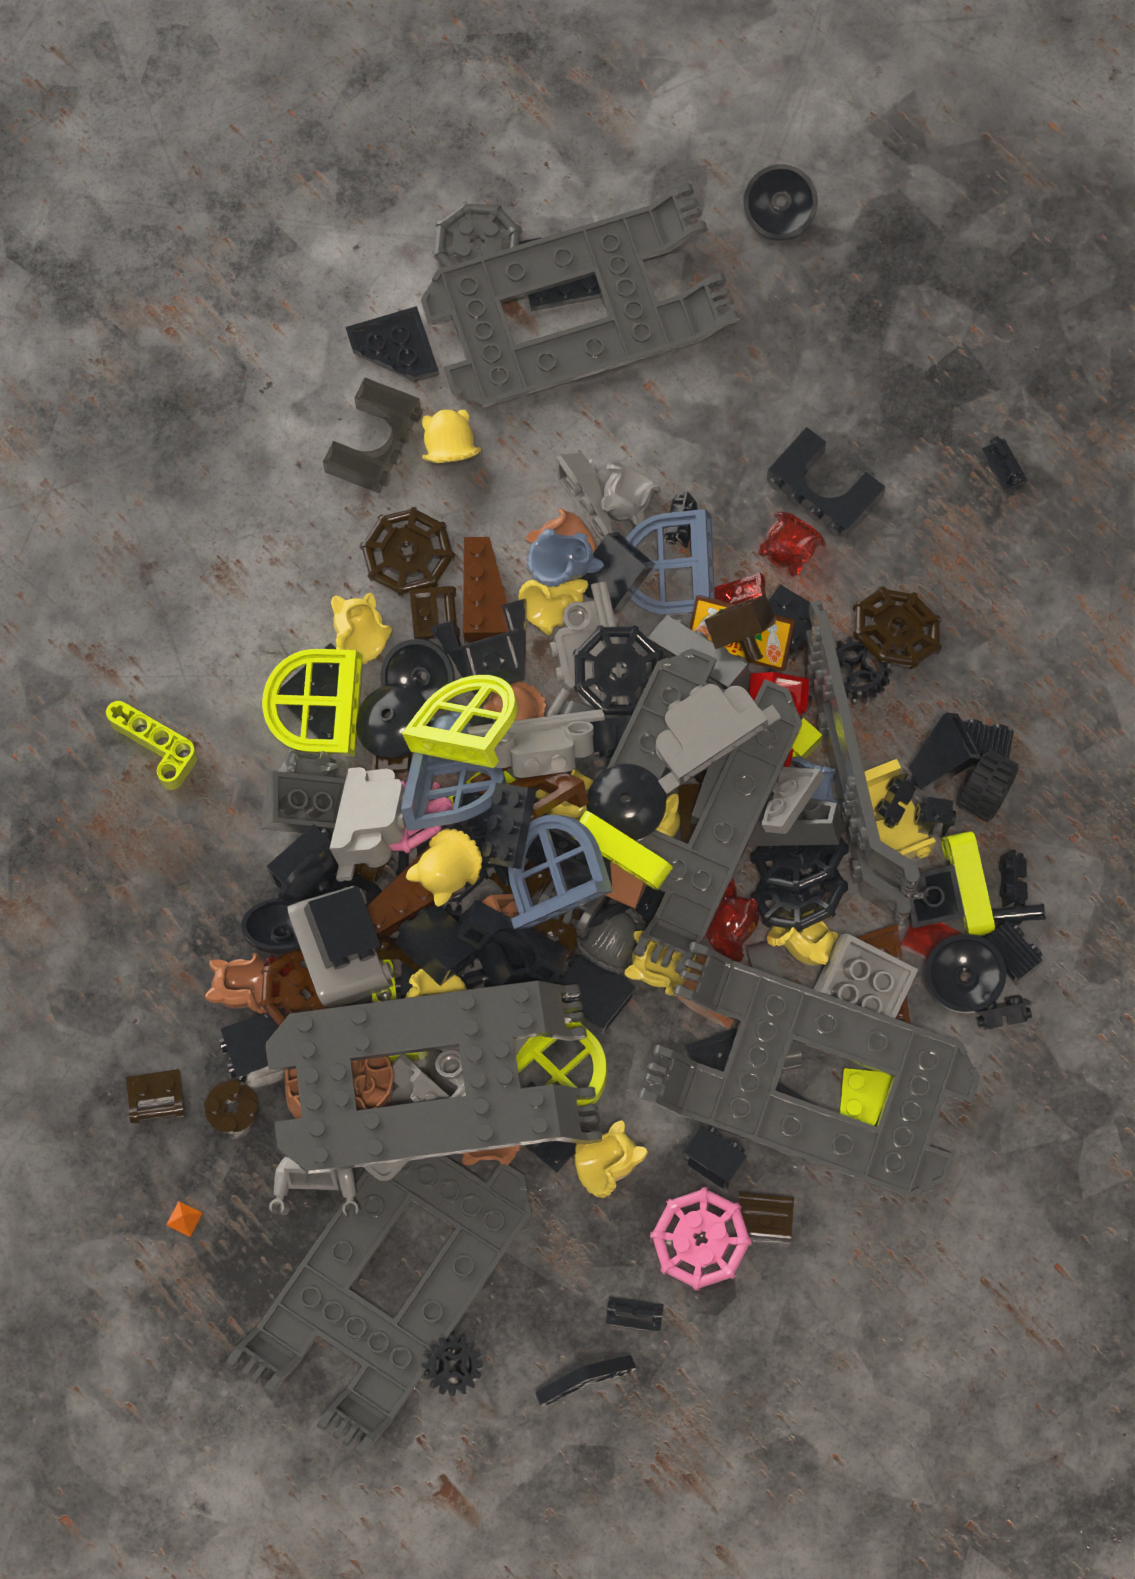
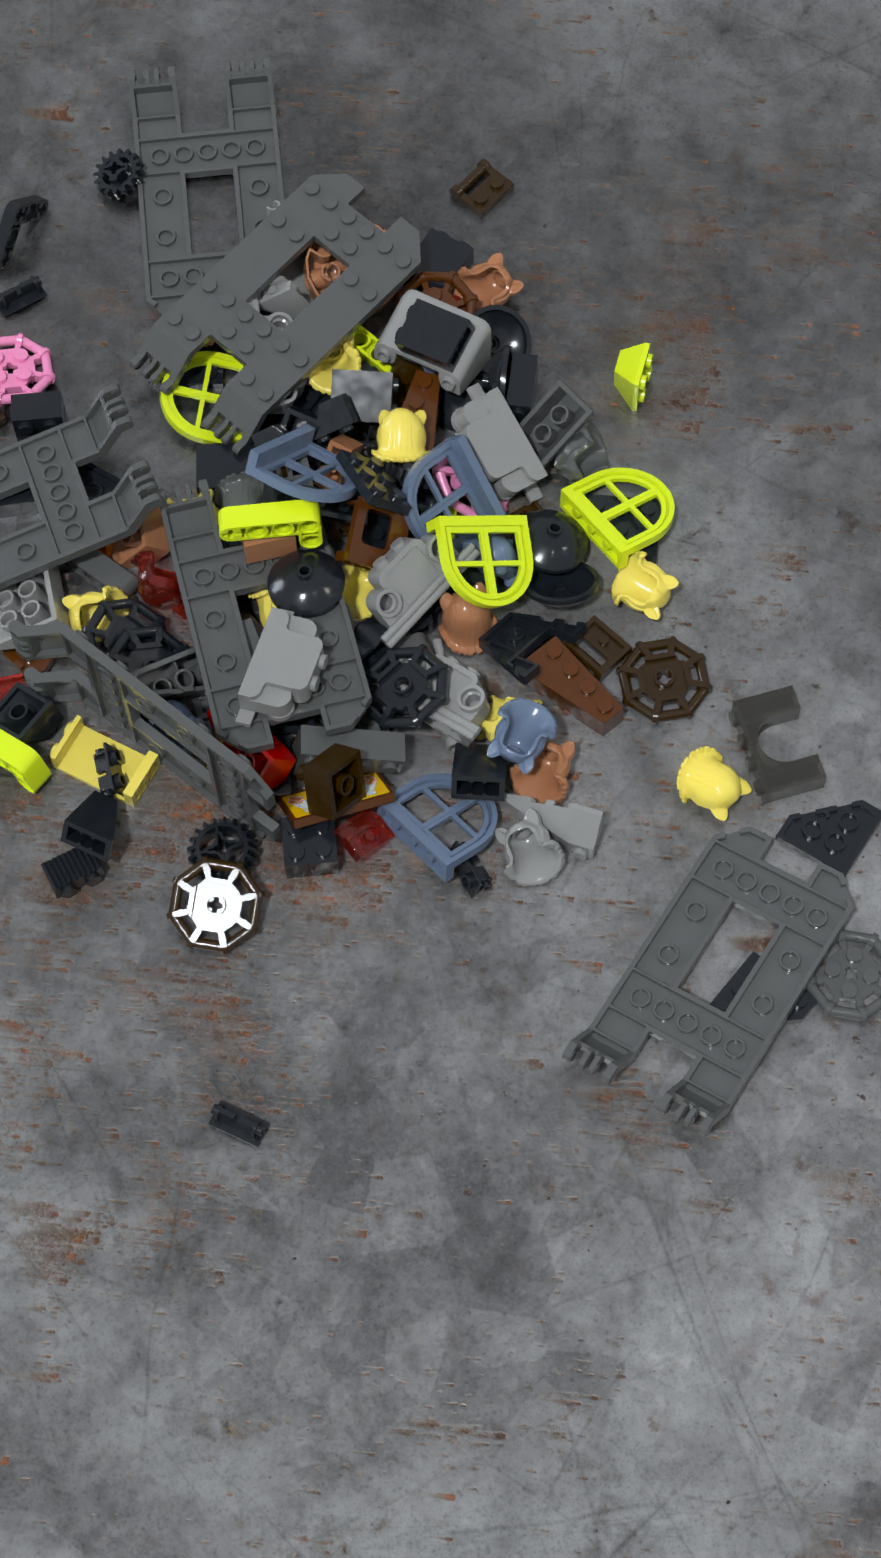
camera: 140 degrees right, 5 degrees down
(149, 738) = (756, 394): neon yellow beam -> none
(184, 1219) = (388, 136): orange slope -> none
(198, 808) = (633, 373): none -> neon yellow slope
(232, 1092) = (426, 208): dark brown plate -> none
(608, 1161) = (113, 367): light yellow hair -> none
(762, 197) = (623, 1204): black dish -> none
(790, 543) = (360, 912): clear red hair -> none
(790, 797) = (180, 677): light grey wing -> none
(839, 513) = (342, 968): black arch -> none
(934, 816) = (67, 780): black brick -> none
(988, 785) = (38, 826): black tyre -> none

